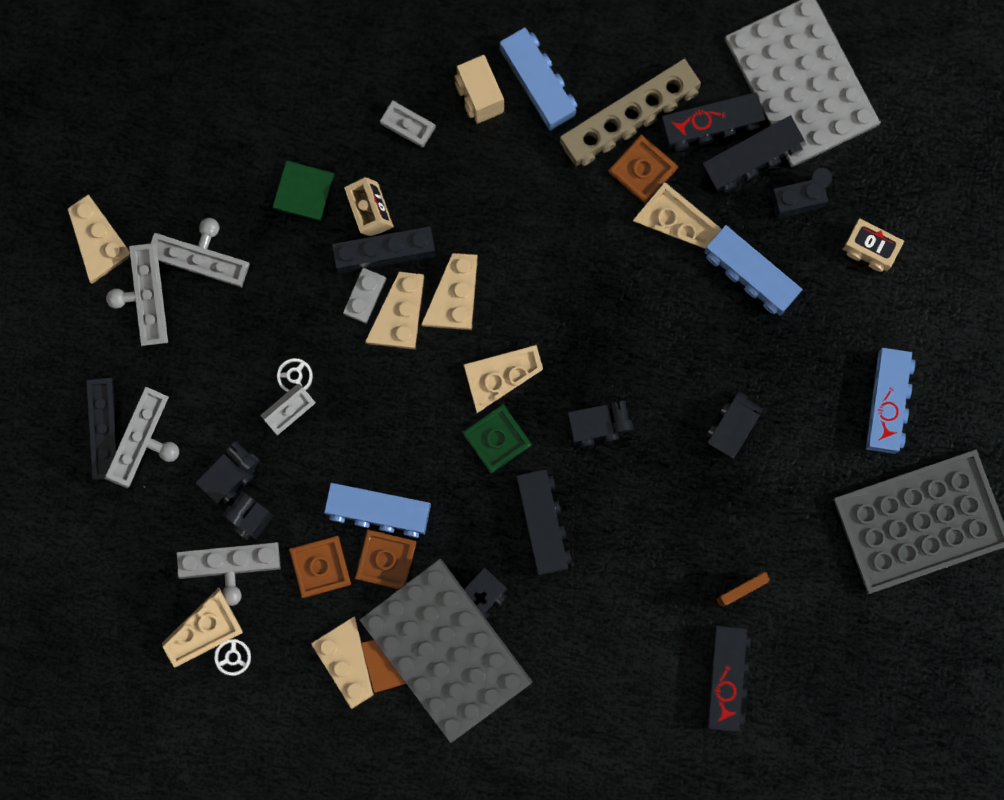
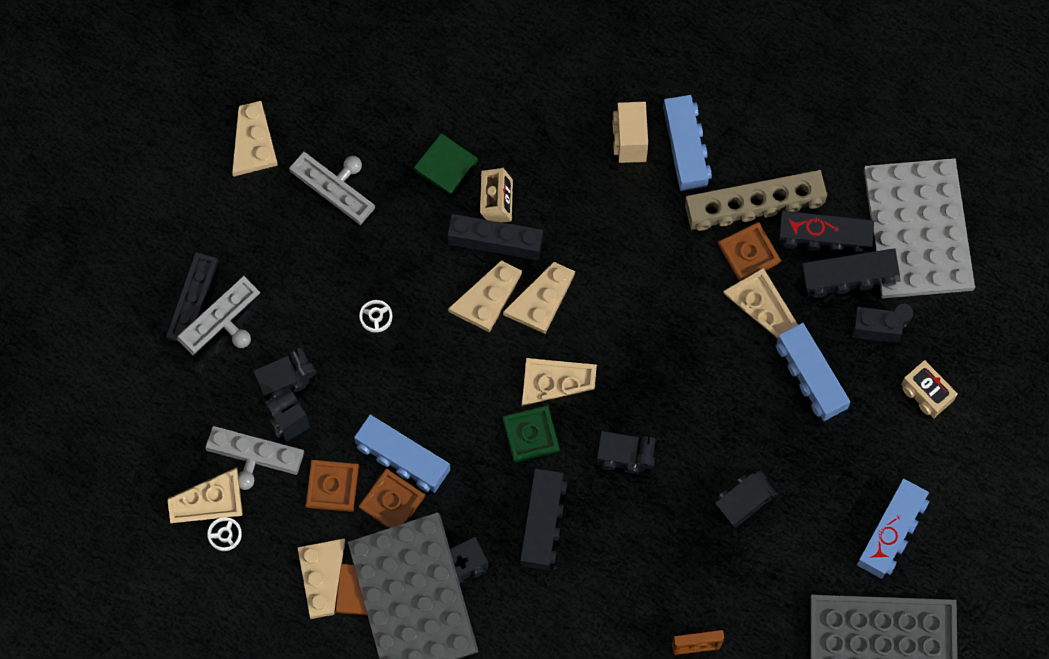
camera: 20 degrees right, 10 degrees down
(146, 294) = (276, 199): light grey plate -> none
(288, 409) = (358, 340): light grey plate -> none
(364, 295) = (463, 270): light grey plate -> none
(407, 124) = (558, 140): light grey plate -> none

